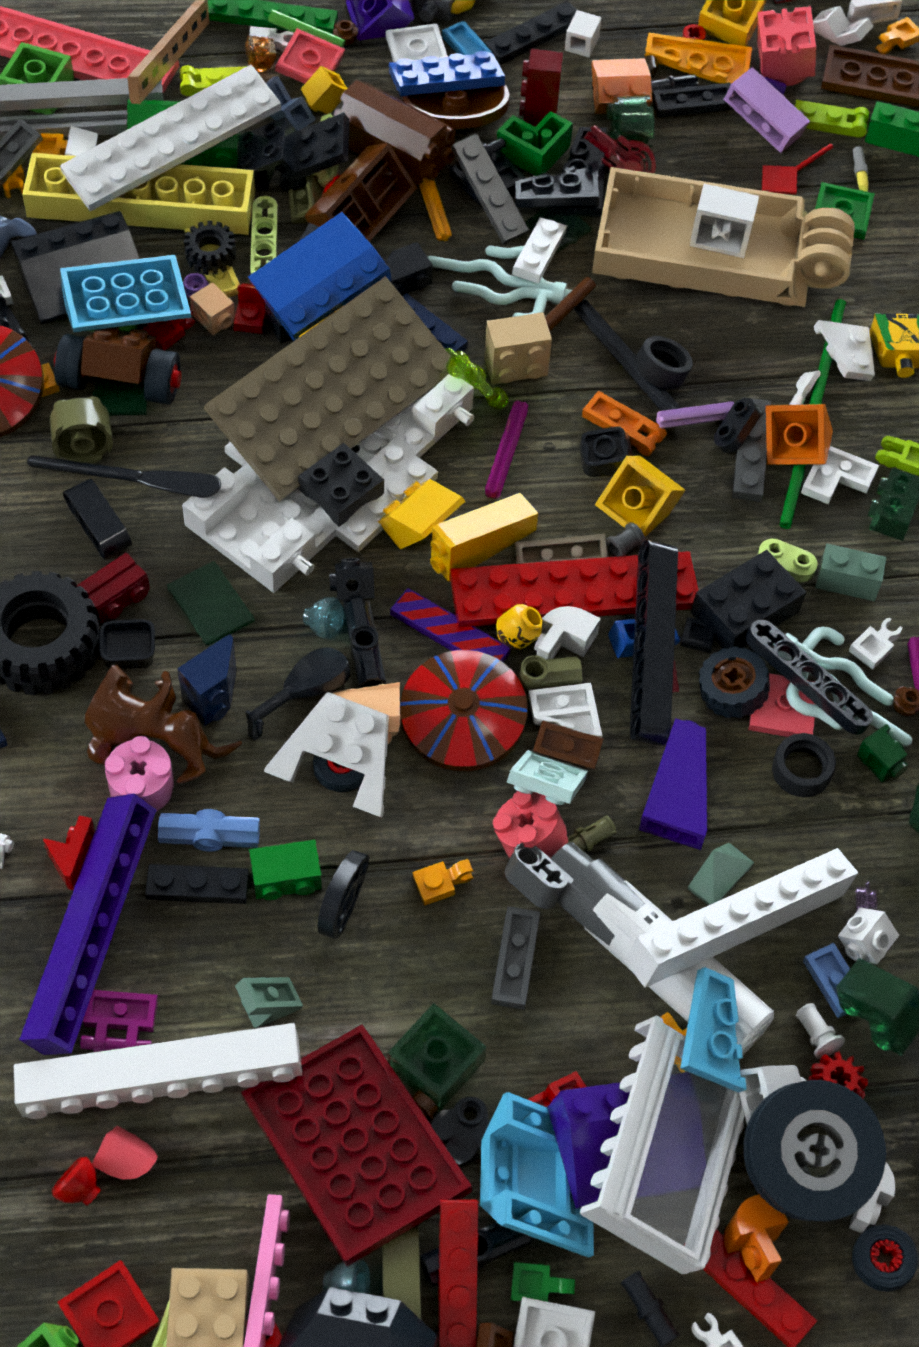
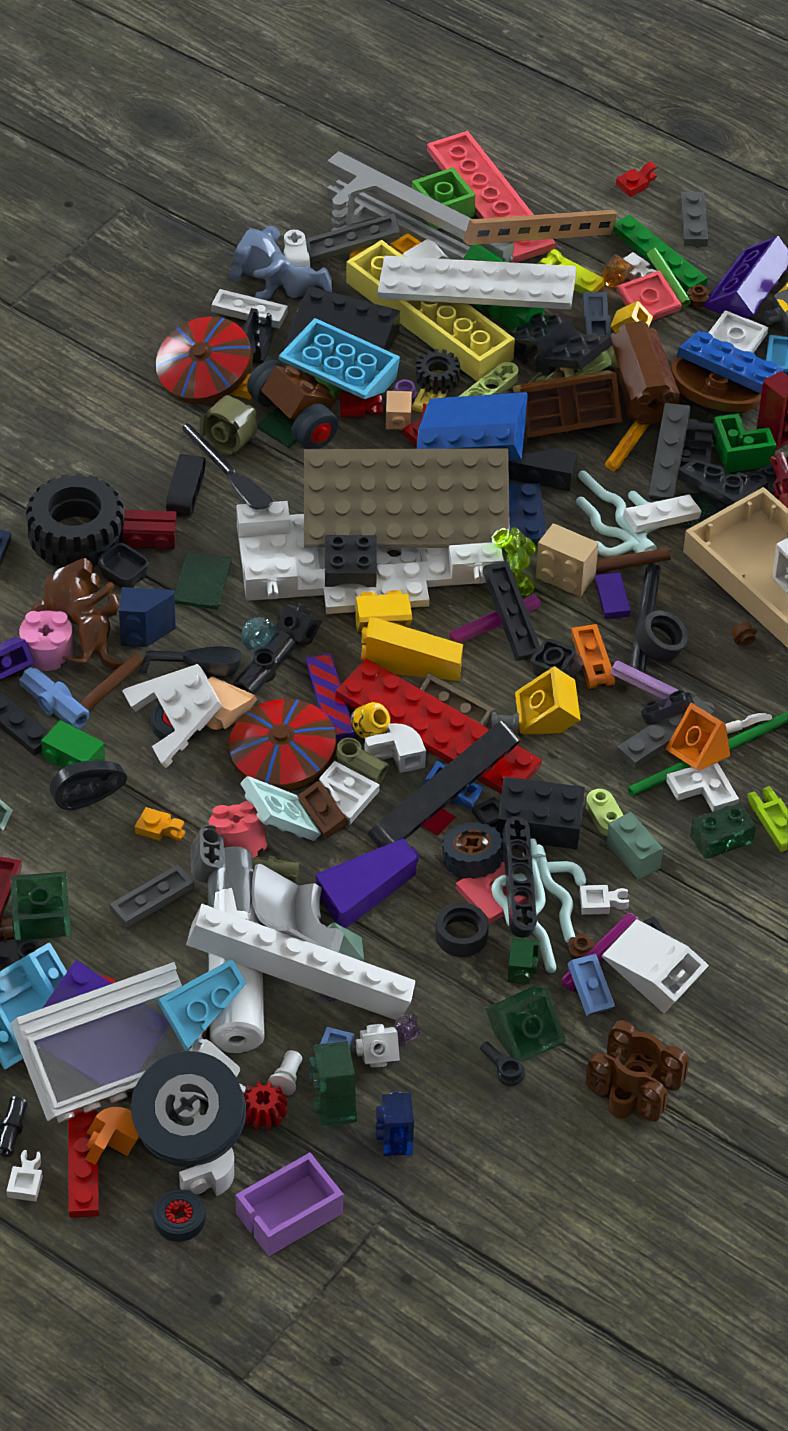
camera: 45 degrees right, 10 degrees down
(245, 771) = (111, 681): none -> reddish brown piece
(523, 430) = (511, 610): none -> black plate
(576, 355) = (612, 595): none -> dark purple tile
(668, 876) = (291, 908): none -> light grey panel
(716, 313) = (744, 633): none -> reddish brown plate

